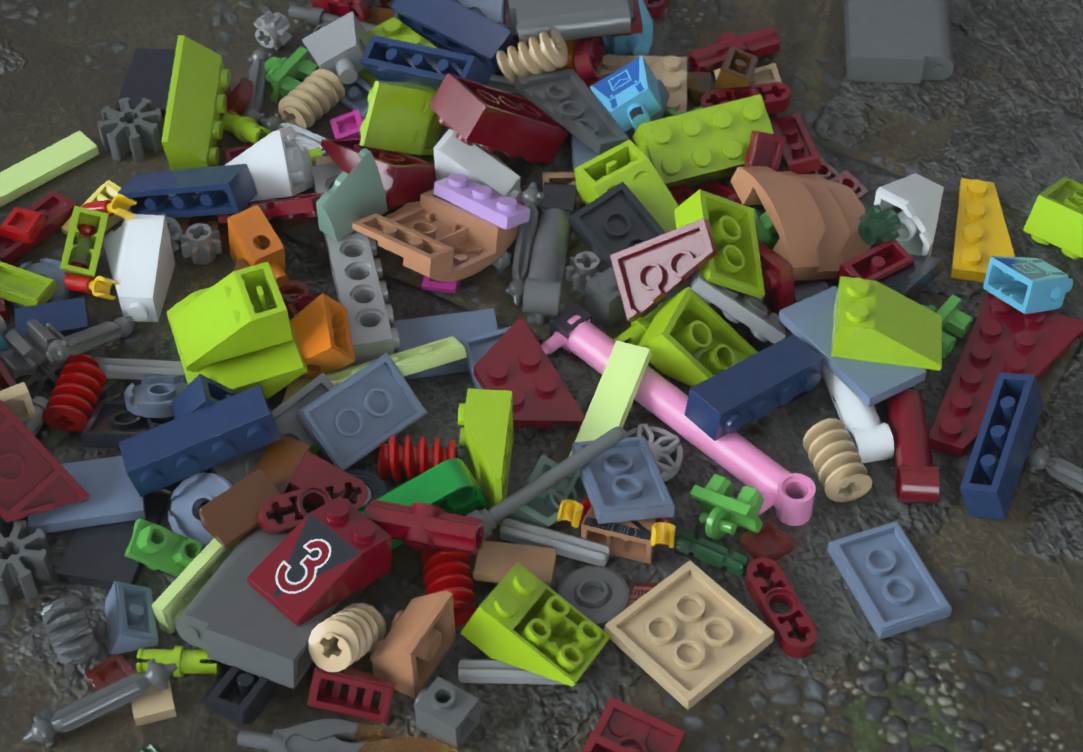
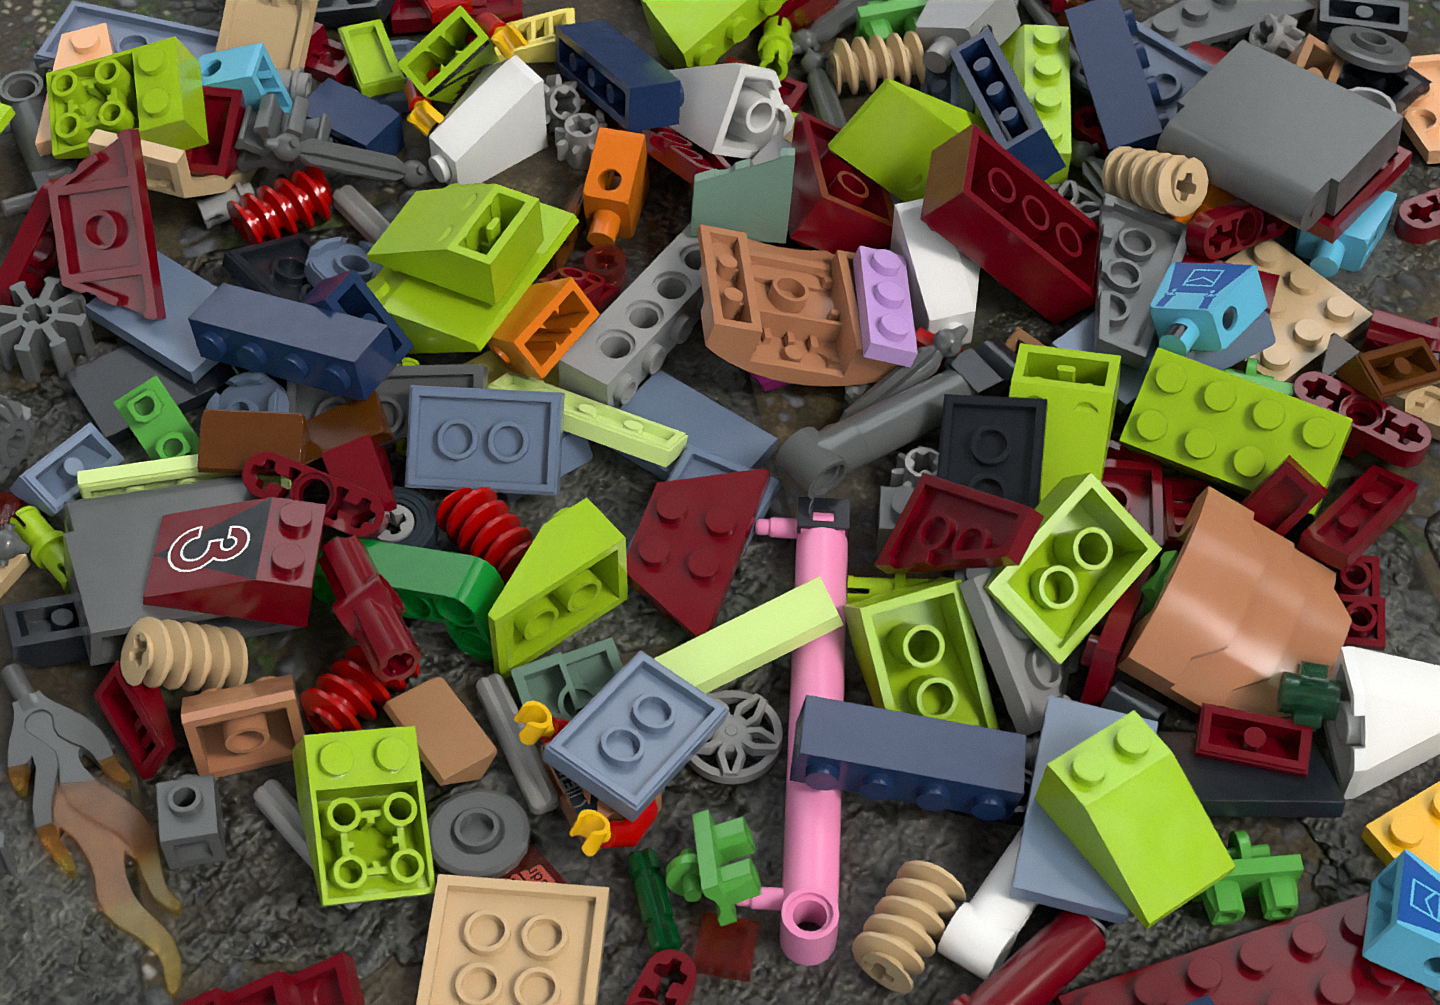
camera: 45 degrees right, 5 degrees up
(547, 480) = (456, 656): dark grey piece -> none

